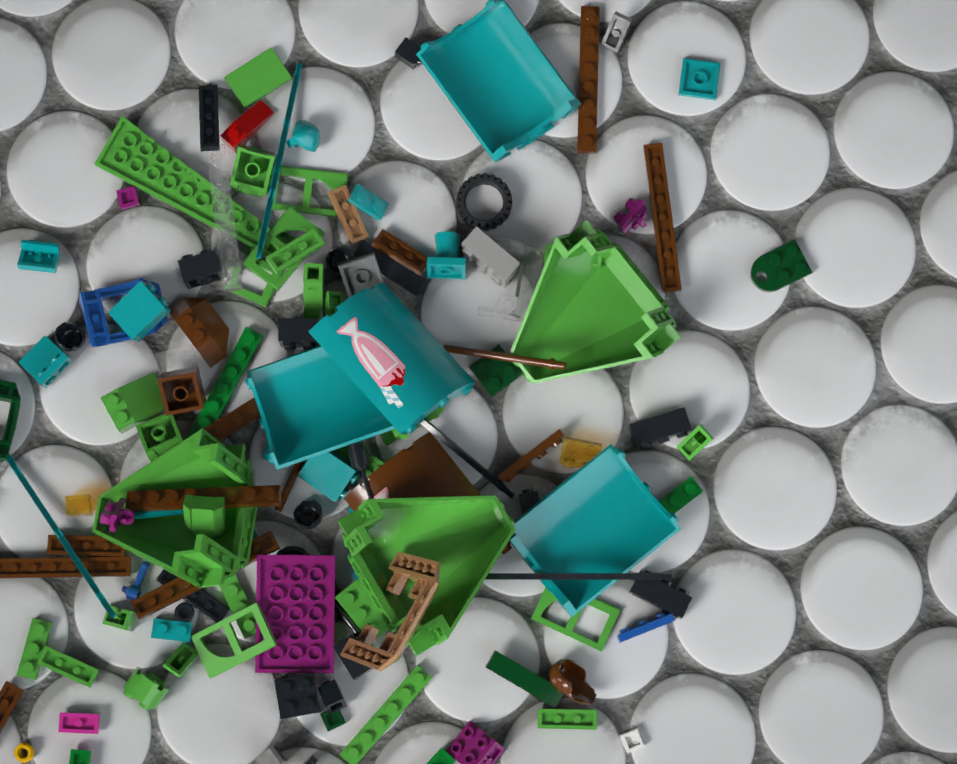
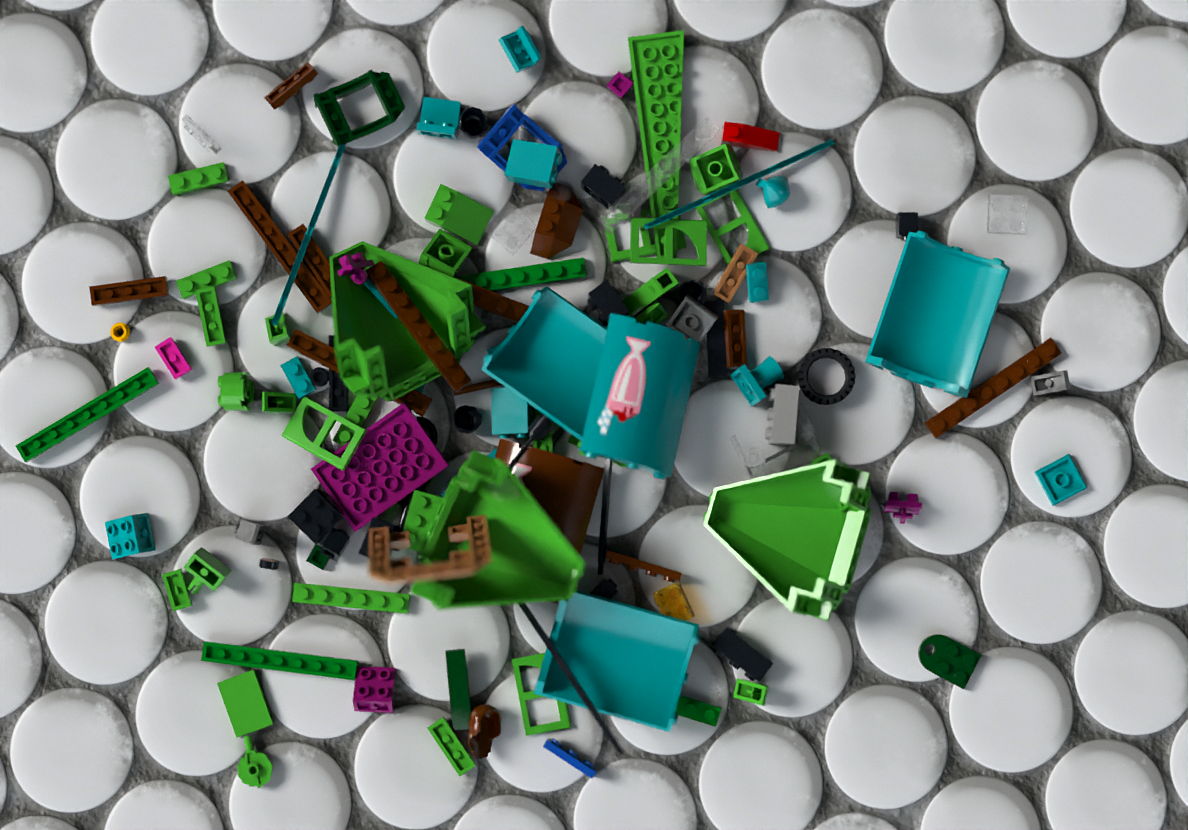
camera: 55 degrees right, 5 degrees up
(79, 505) = (344, 231): clear yellow brick -> none
(134, 591) = (307, 324): blue piece -> none
(182, 390) = (492, 245): reddish brown brick -> none
(204, 515) = (404, 338): bright green slope -> none
(209, 118) = (732, 102): black plate -> none
(258, 78) = (796, 116): bright green tile -> none
(295, 251) = (672, 253): bright green plate -> none
(495, 374) = (693, 485): dark green plate -> none
(552, 363) = (729, 529): reddish brown bar -> none
(632, 740) = (471, 811): white tile -> none
(662, 218) = (919, 532): reddish brown plate -> none
(662, 595) = (605, 754): black brick -> none

